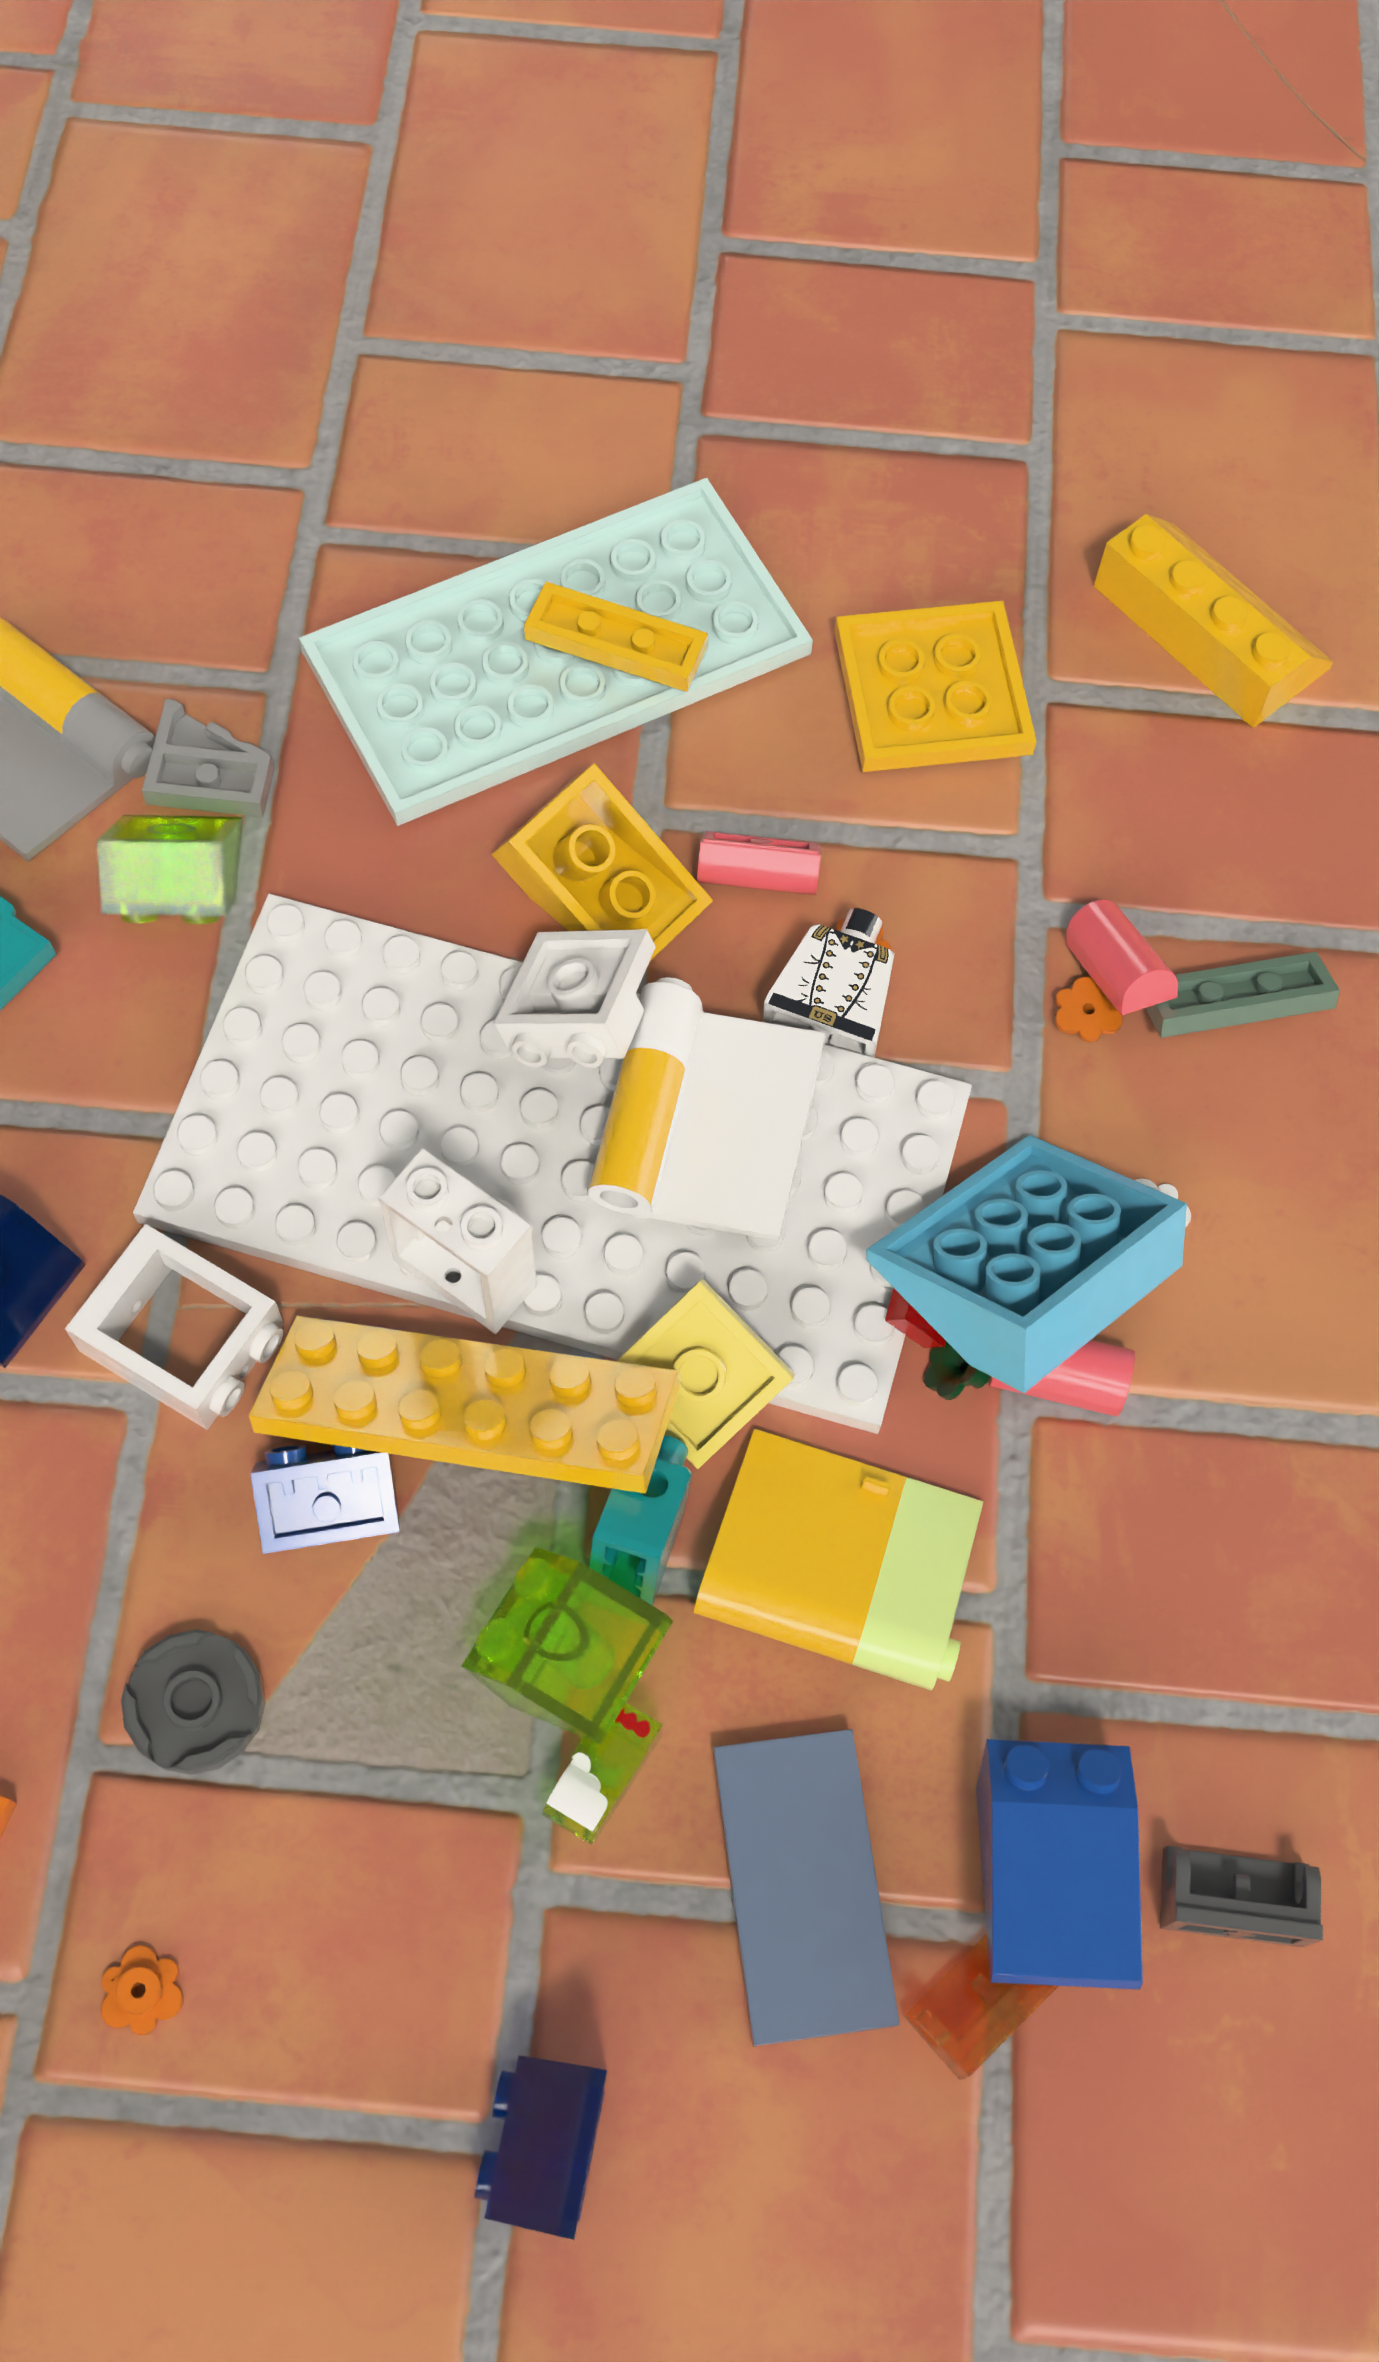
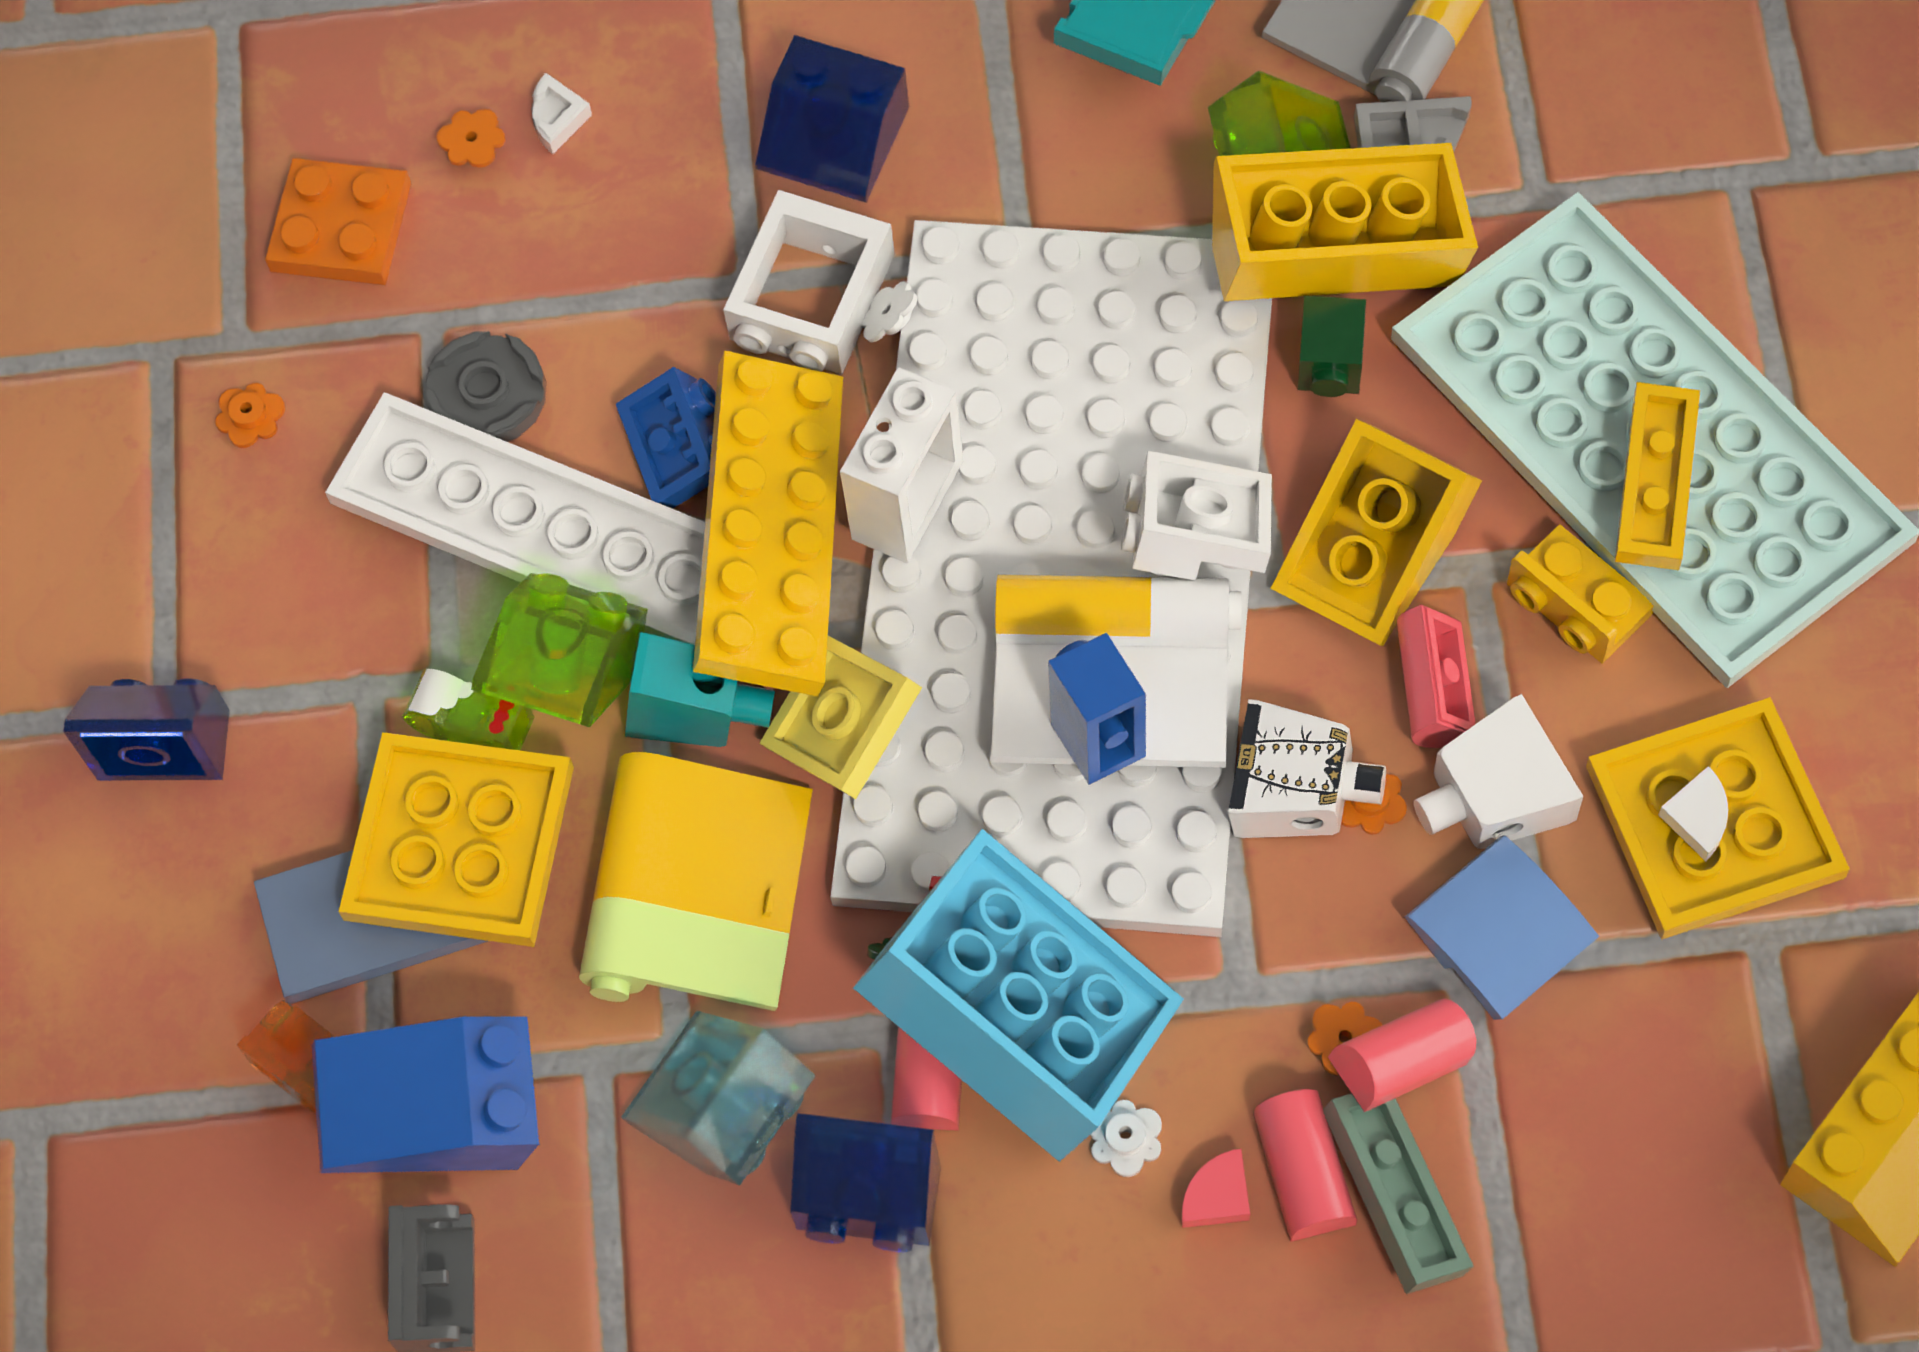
camera: 90 degrees right, 0 degrees up
(236, 1252) = (889, 311): none -> white plant
(281, 818) = (1339, 221): none -> yellow slope
(376, 1671) = (521, 513): none -> white plate
(397, 868) = (1331, 345): none -> dark green brick
(697, 738) = (1578, 594): none -> yellow bracket
(759, 1796) = (457, 839): none -> yellow plate
(776, 1108) = (1097, 707): none -> blue brick
(870, 831) = (1500, 780): none -> white torso
(940, 685) = (1699, 813): none -> white tile
(1006, 865) = (1501, 927): none -> medium blue slope
(1076, 1569) = (720, 1096): none -> clear light blue slope
(1197, 1436) = (864, 1181): none -> clear blue slope
(1206, 1066) = (1304, 1164): none -> coral brick
(1220, 1142) = (1217, 1192): none -> coral tile

